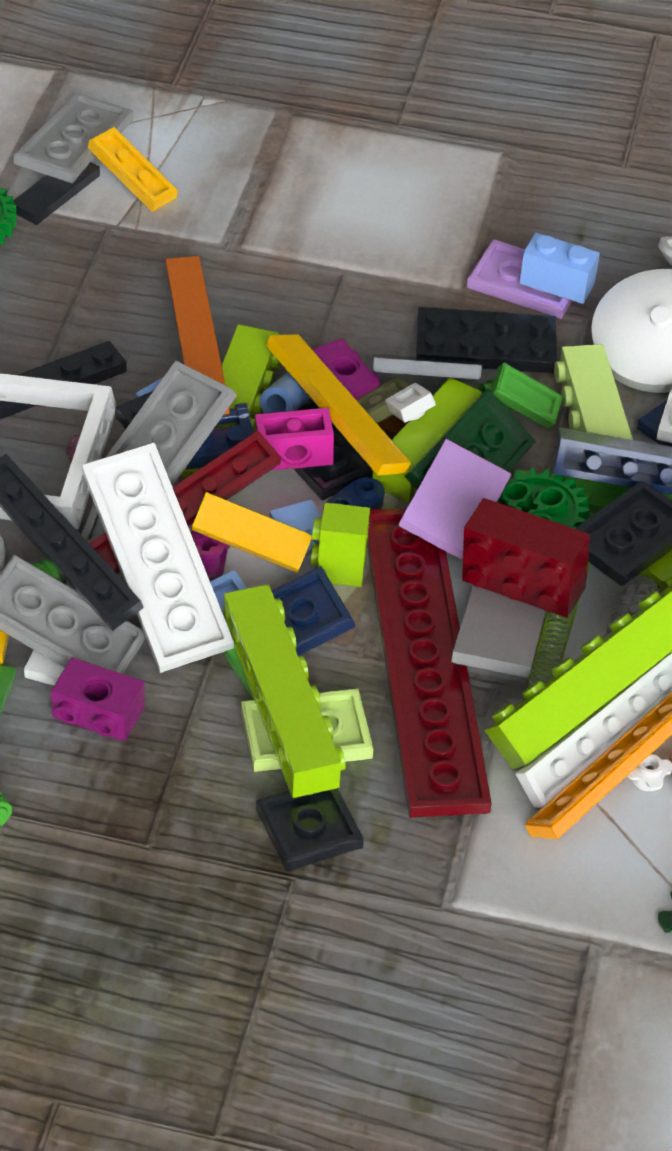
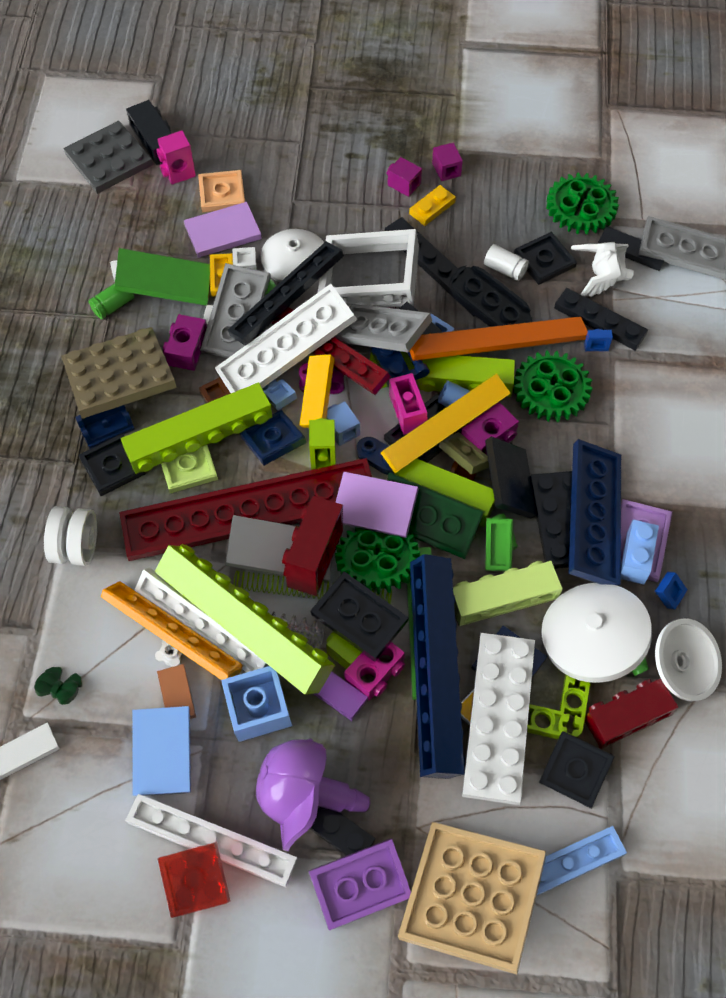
camera: 85 degrees right, 15 degrees up
(44, 277) = (546, 258): none -> black tile
(48, 312) = (506, 262): none -> white piece
(90, 208) = (607, 265): none -> white helmet
(117, 337) = (488, 297): none -> black tile
(132, 169) = (662, 283): yellow tile -> none
(144, 786) = (117, 372): none -> dark tan plate
(170, 242) = (602, 318): none -> black plate
(206, 674) = (214, 390): none -> reddish brown plate
(212, 247) = (598, 340): none -> blue plate
(234, 821) = (105, 425): none -> dark blue hinge
(280, 302) = (552, 386): none -> green gear
(410, 402) = (457, 465): white plate -> none
(457, 857) = (70, 536): none -> white wheel
(493, 295) = (595, 514): none -> dark blue plate
(609, 264) = (671, 590): none -> blue plate

